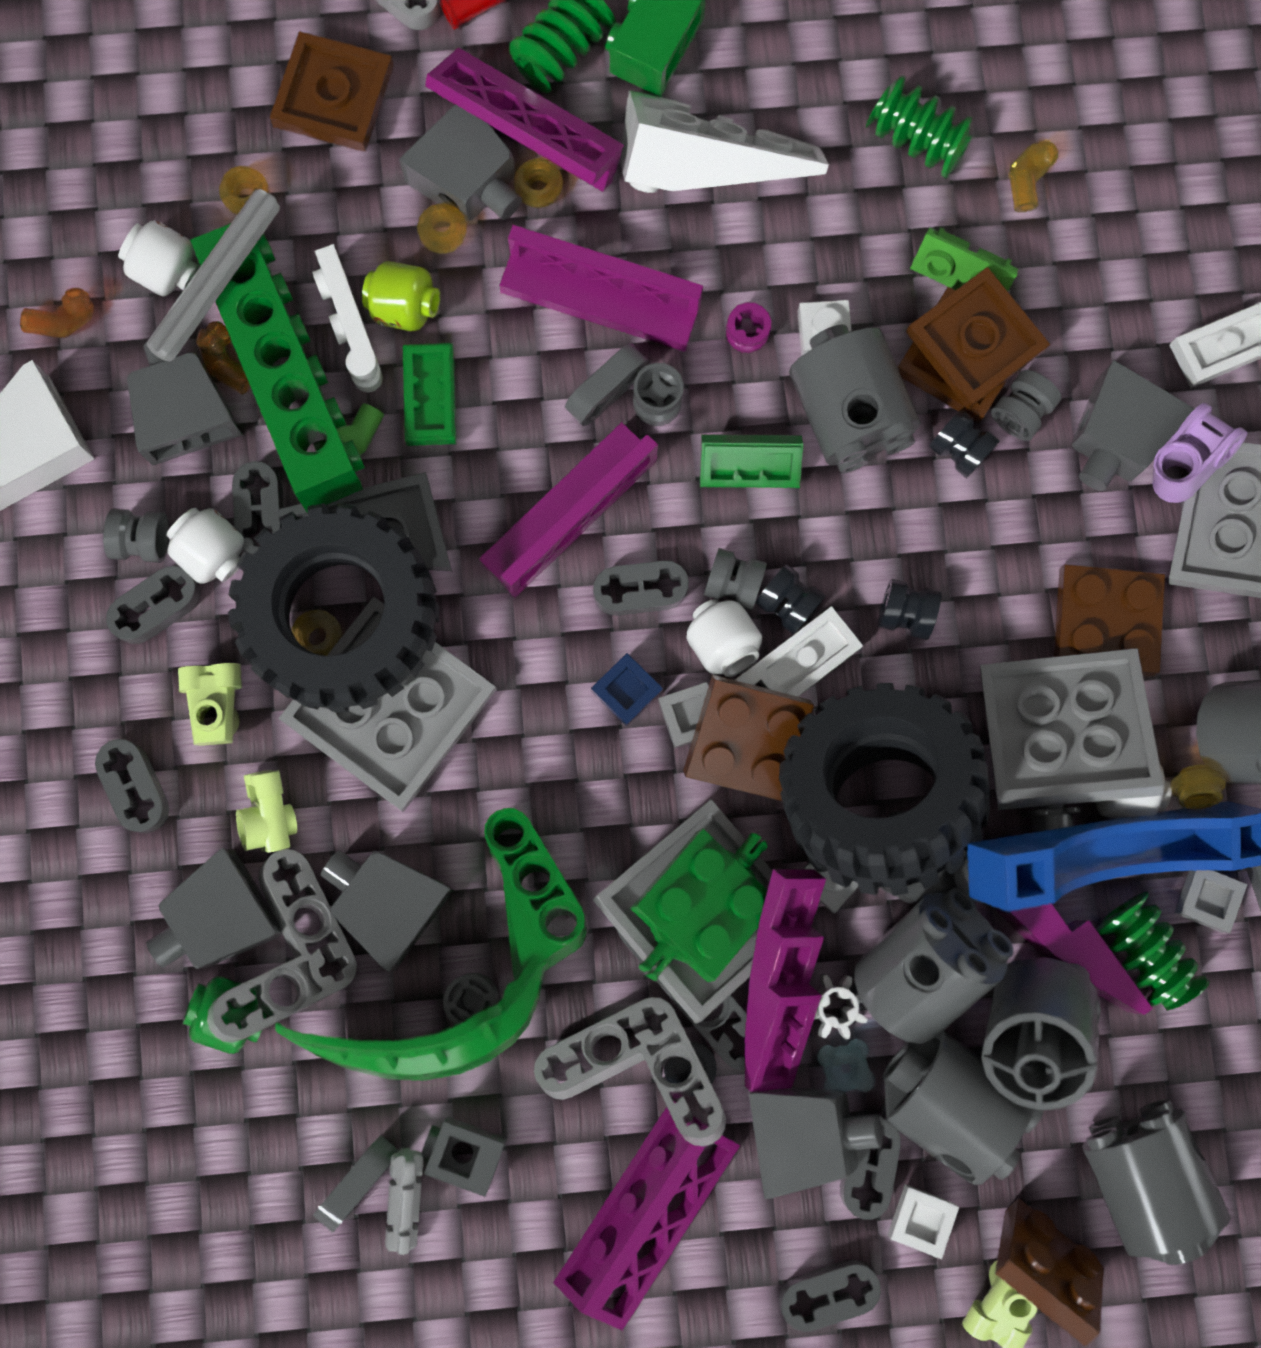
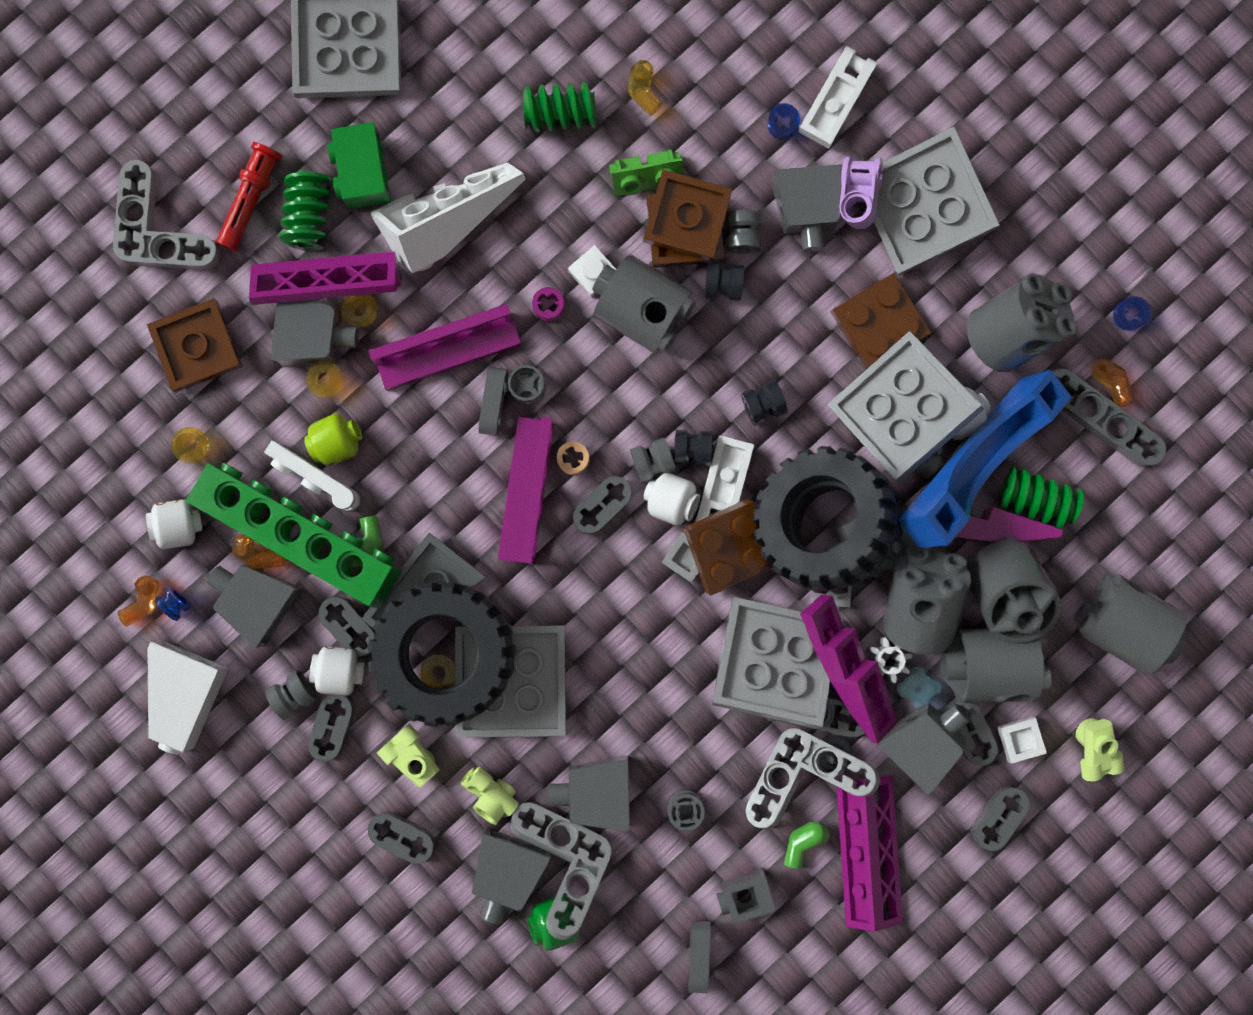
camera: 30 degrees left, 5 degrees up
(89, 341) = (172, 603): none -> clear blue bush
(213, 275) = (218, 513): light grey axle -> none
(404, 1201) = (732, 946): light grey axle -> none
(429, 394) = (394, 484): green plate -> none
(531, 954) = (700, 760): green piece -> none
(580, 1140) = (802, 840): none -> bright green arm
(626, 689) = (639, 570): dark blue plate -> none
(662, 509) = (579, 448): none -> light nougat bush
(703, 906) = (775, 662): green plate -> none
(751, 461) = (610, 384): green plate -> none
(1051, 1271) = (1110, 715): reddish brown plate -> none
(1151, 332) = (783, 111): none -> clear blue bush
(1198, 787) = (999, 385): clear yellow plate -> none
(1211, 899) = (1052, 442): light grey plate -> none

